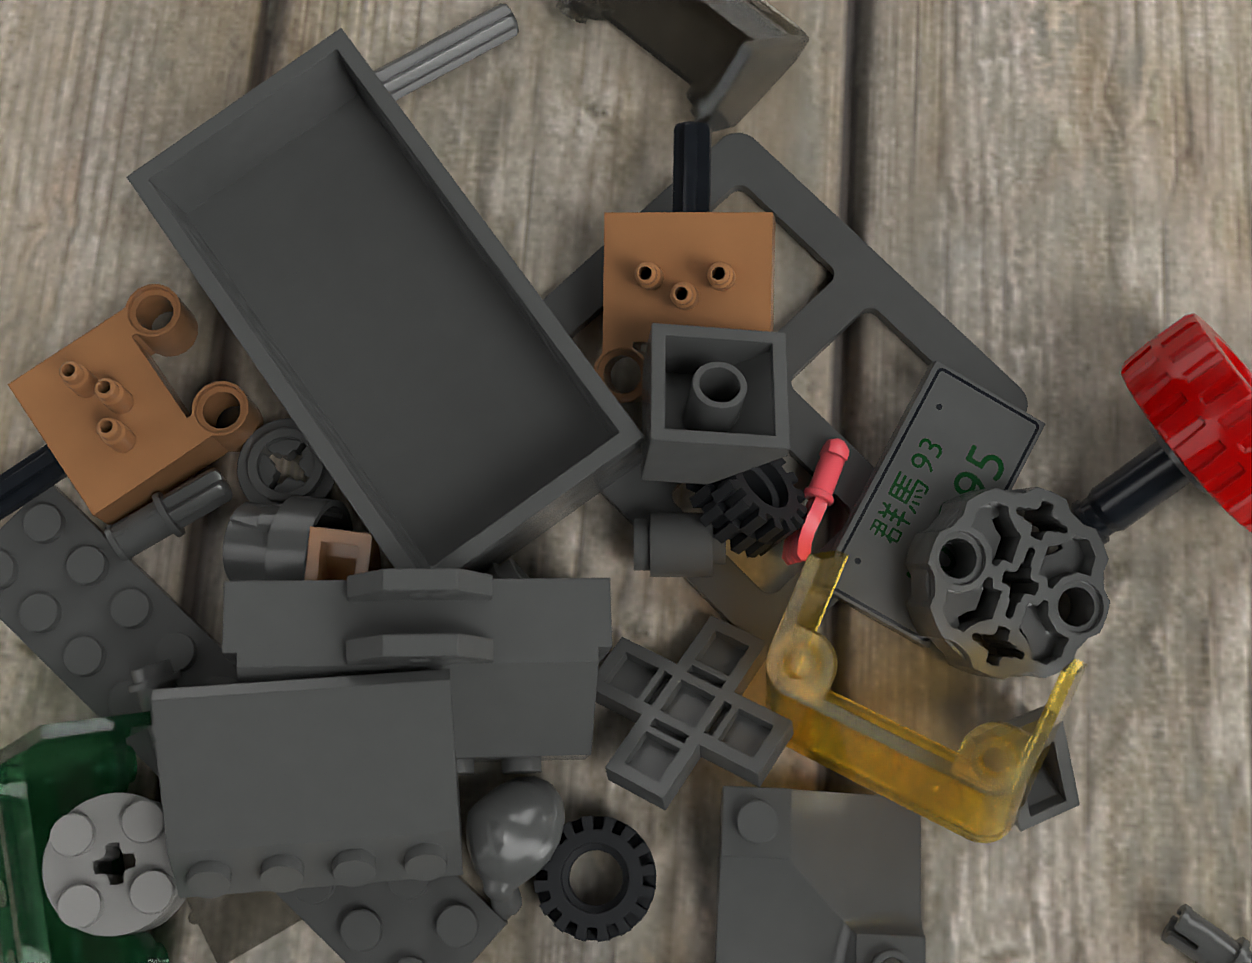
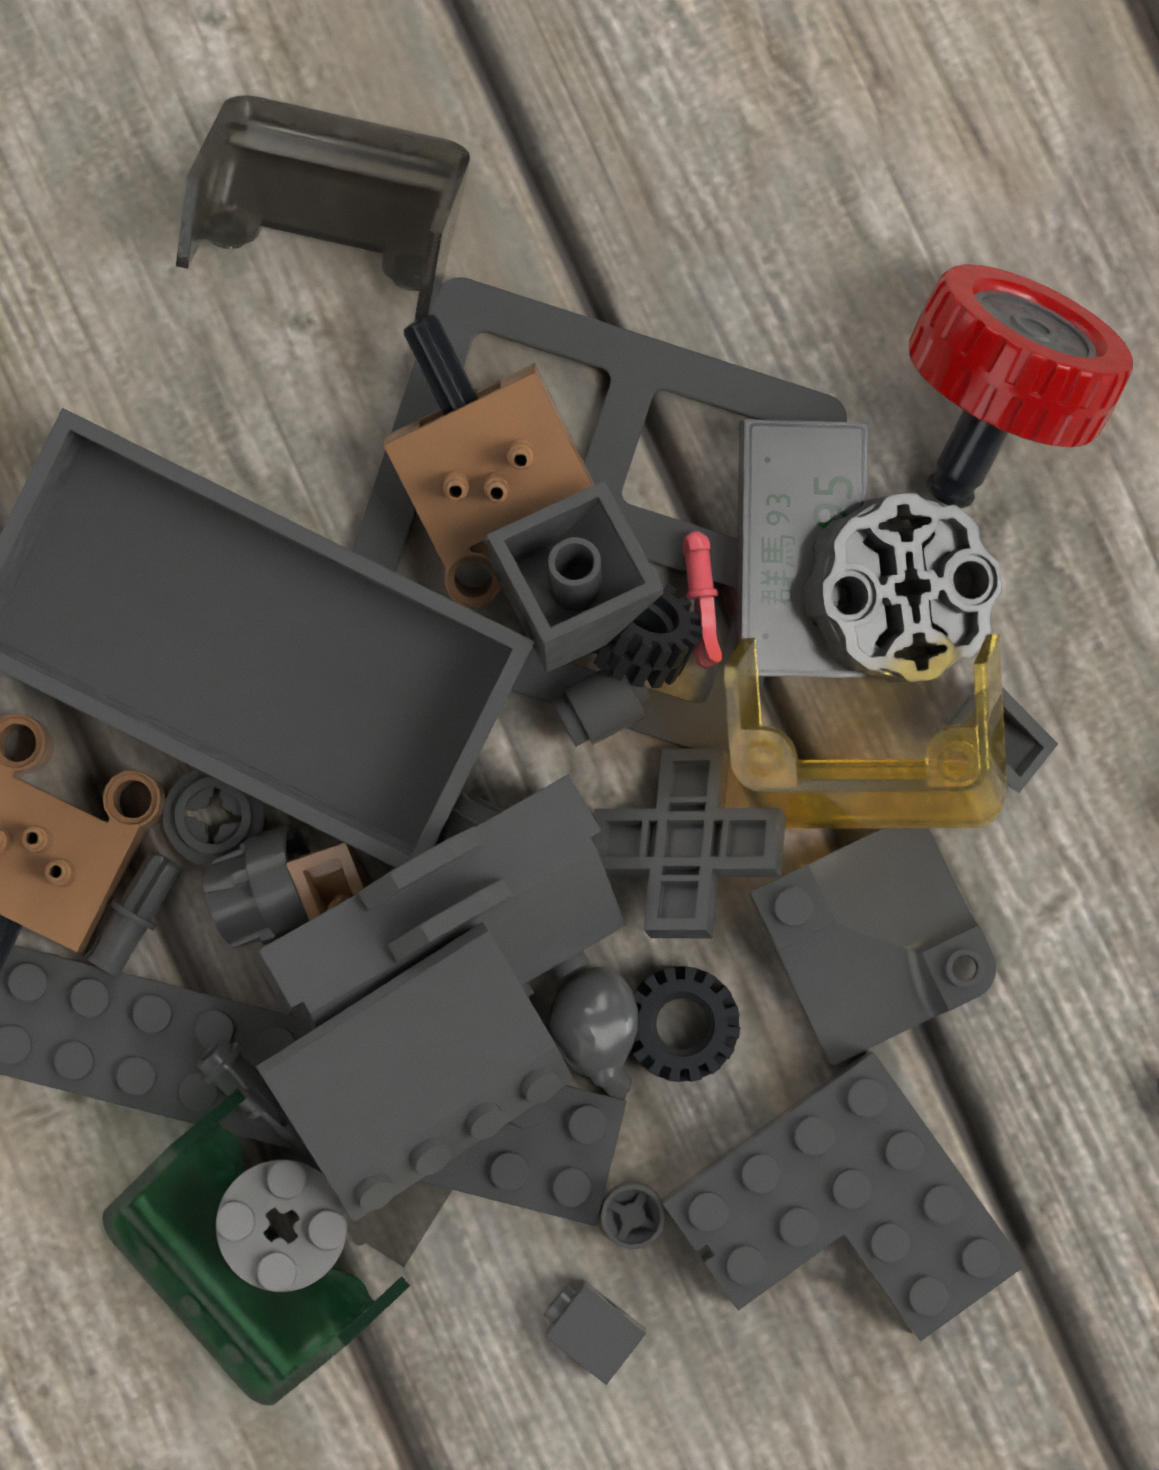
camera: 30 degrees left, 10 degrees up
(448, 51) = (127, 344): dark grey axle -> none

